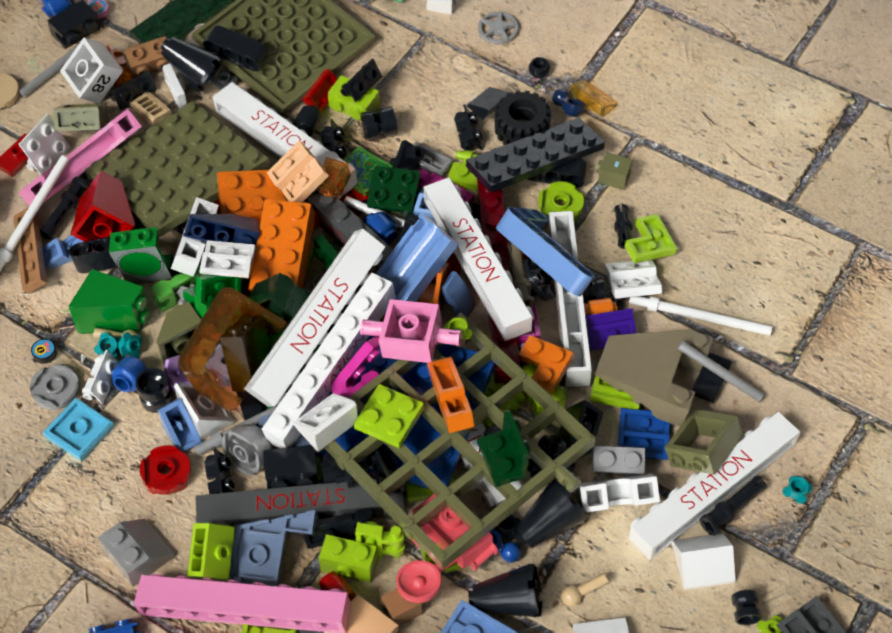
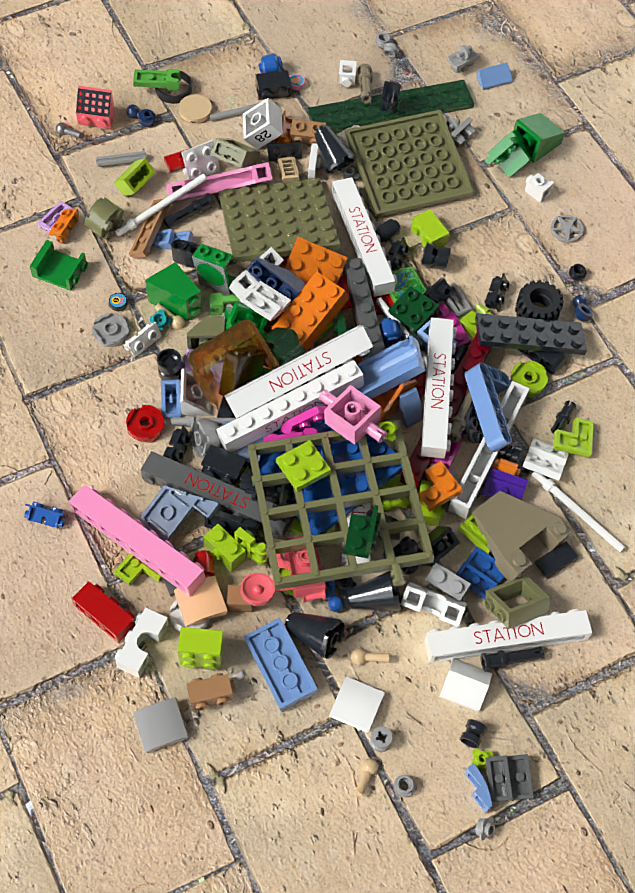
camera: 25 degrees right, 5 degrees up
(78, 429) = (108, 366): medium azure tile -> none
(102, 209) = (210, 225): red slope -> none
(124, 345) = (173, 321): teal plate -> none
(126, 372) = (159, 343): blue head -> none
(135, 549) = (94, 465): light grey slope -> none
(211, 551) = (137, 493): lime brick -> none
(236, 48) = (368, 154): black beam -> none
(297, 173) = (350, 264): light nougat slope -> none
(318, 93) = (406, 214): red plate -> none
(327, 420) = (259, 447): white slope -> none
(337, 180) = (373, 279): clear orange brick -> none
(362, 81) = (440, 220): black hinge -> none
(450, 395) = (352, 473): orange slope -> none
(486, 102) = (518, 279): black slope -> none
(592, 97) = (603, 313): clear yellow slope -> none
(614, 170) = (582, 374): olive brick -> none
(720, 371) = (563, 559): light grey bar -> none
(799, 483) = (566, 666): teal plate -> none

